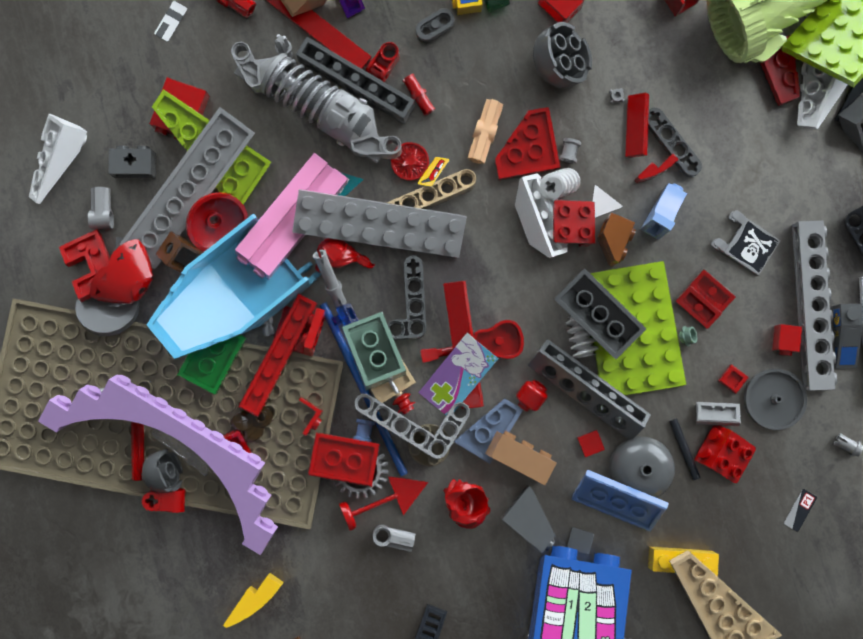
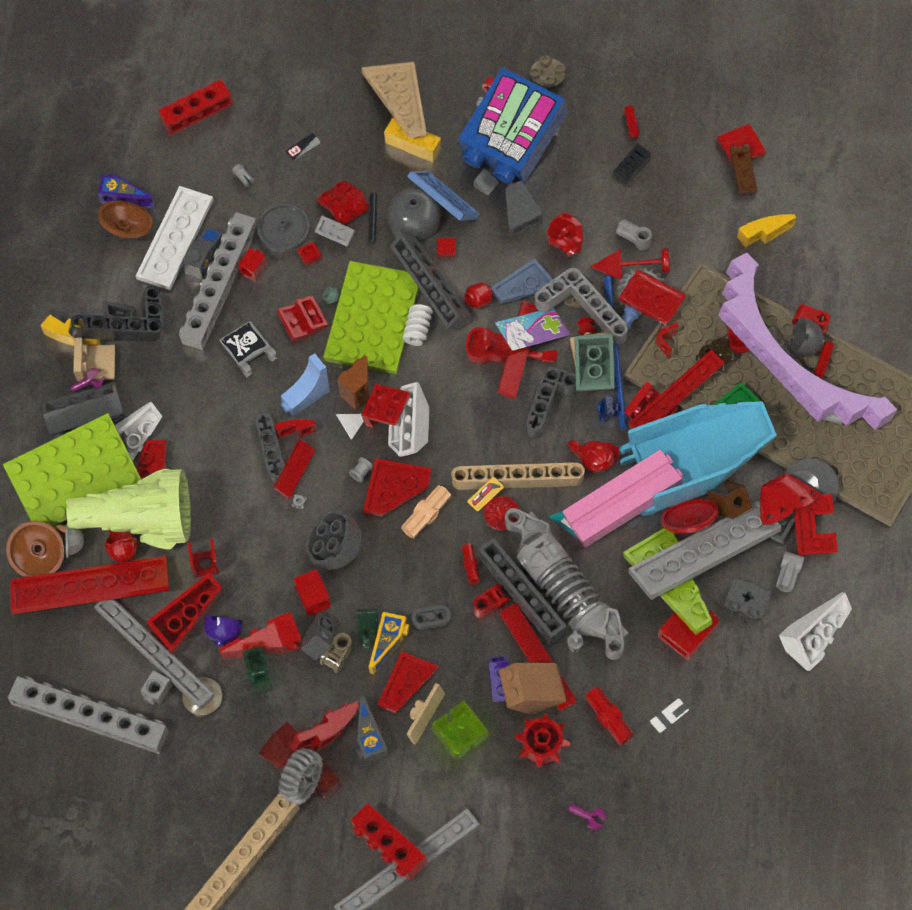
camera: 155 degrees left, 20 degrees down
(332, 286) = (609, 432): light grey pin -> none
(378, 223) = (550, 462): light grey plate -> none
(521, 457) = (508, 252): medium nougat brick -> none
(559, 183) = (383, 441): white piece -> none
(600, 313) = (396, 327): dark grey slope -> none

